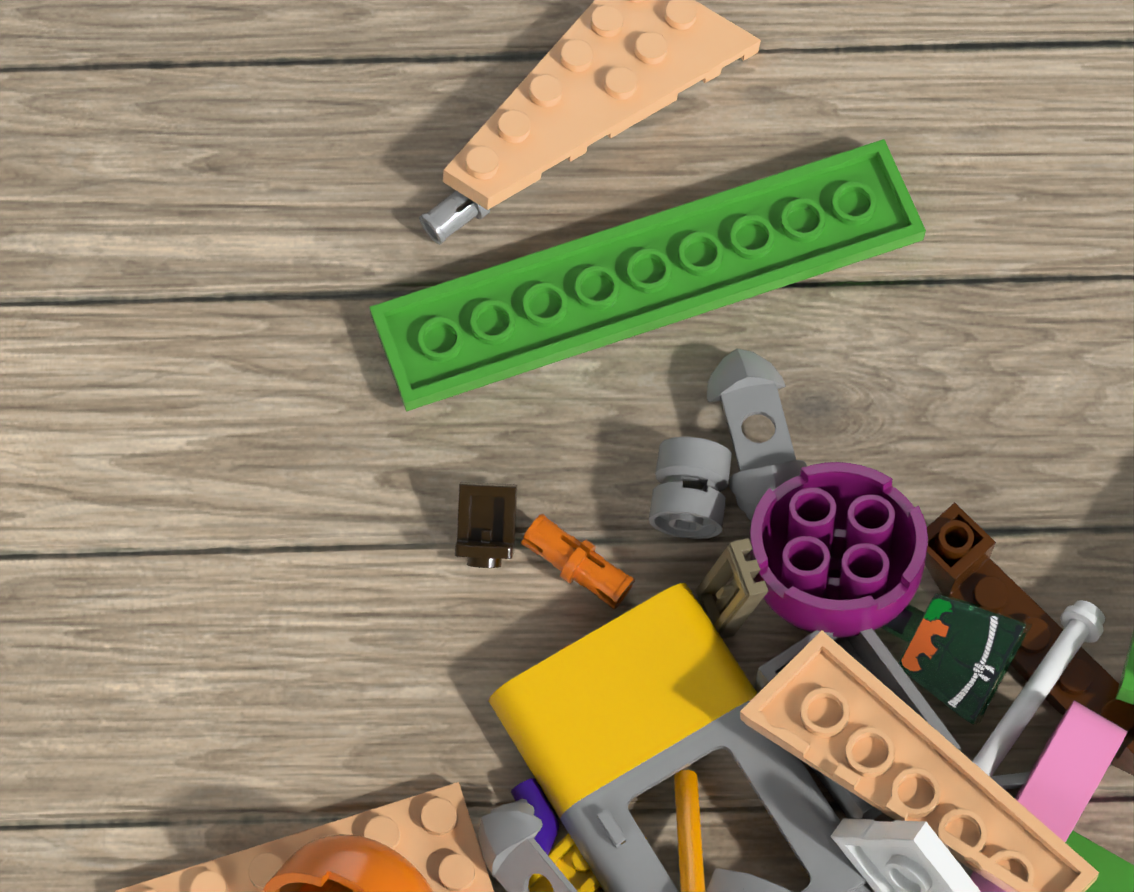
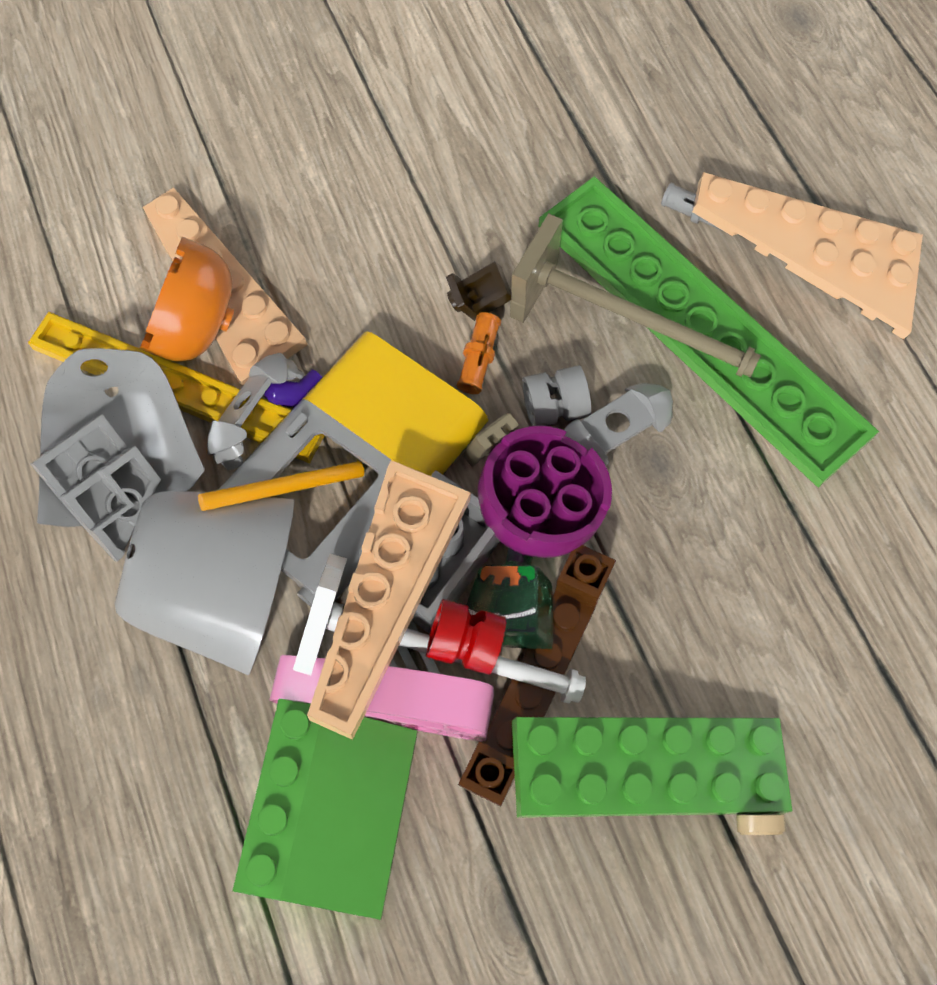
camera: 70 degrees right, 0 degrees up
(502, 433) = (539, 270): none -> dark tan tile
(1008, 705) = (466, 636): none -> red wheel

